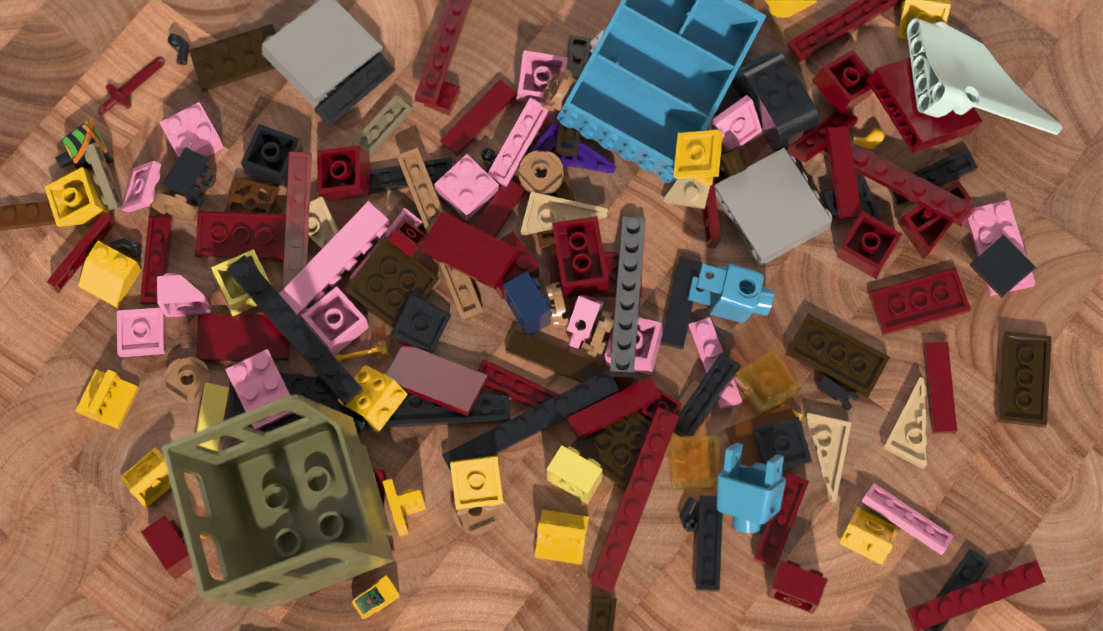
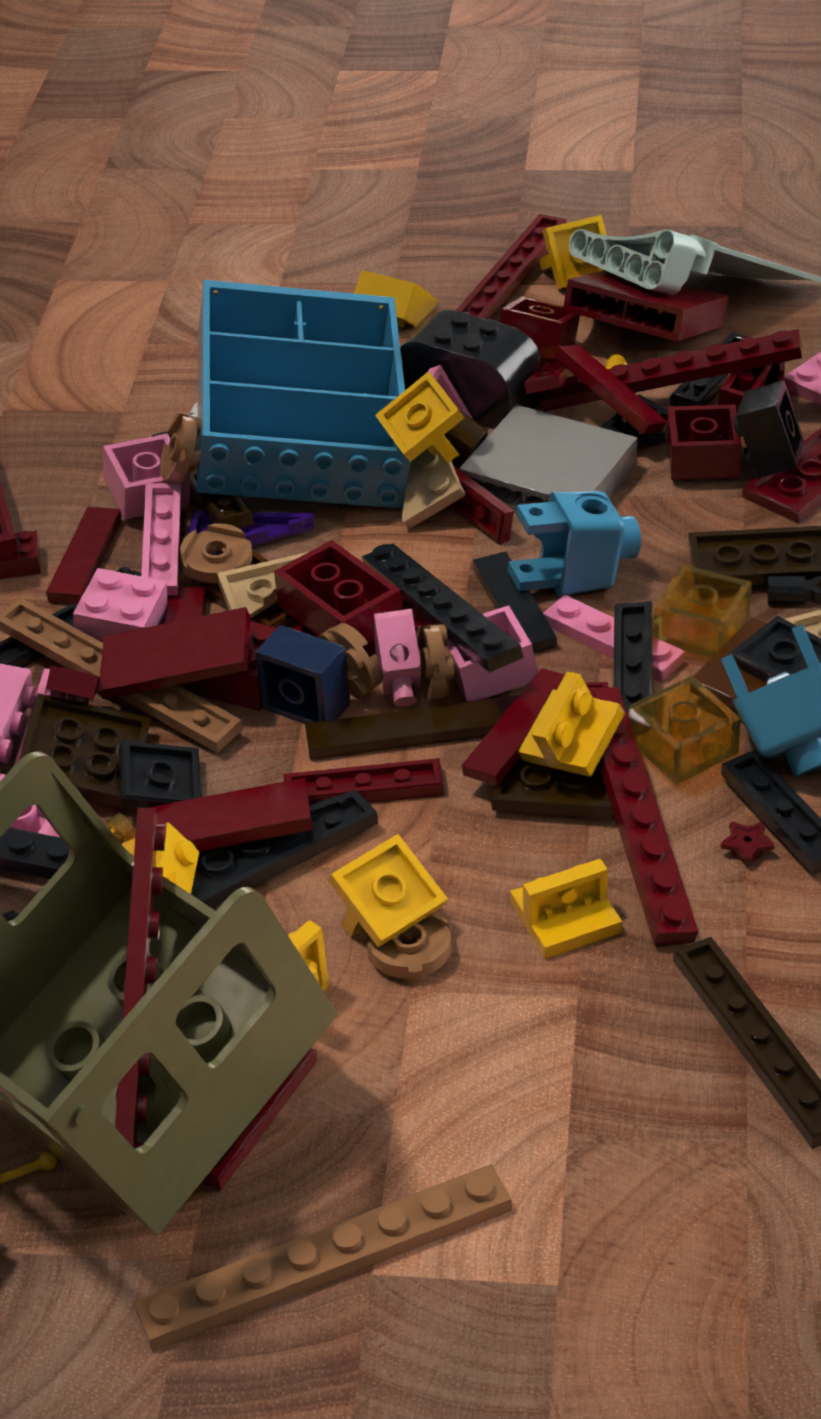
camera: 30 degrees left, 30 degrees down
(310, 496) = (140, 966): none -> dark red plate
(375, 598) = (337, 1122): leg -> none
(535, 419) = (416, 795): black plate -> none
(574, 473) = (526, 816): light yellow brick -> none
(631, 435) = (572, 728): none -> yellow bracket
(678, 556) = (747, 850): none -> dark red plate
(687, 515) = (724, 801): black arm -> none
(906, 267) = (769, 429): none -> black brick

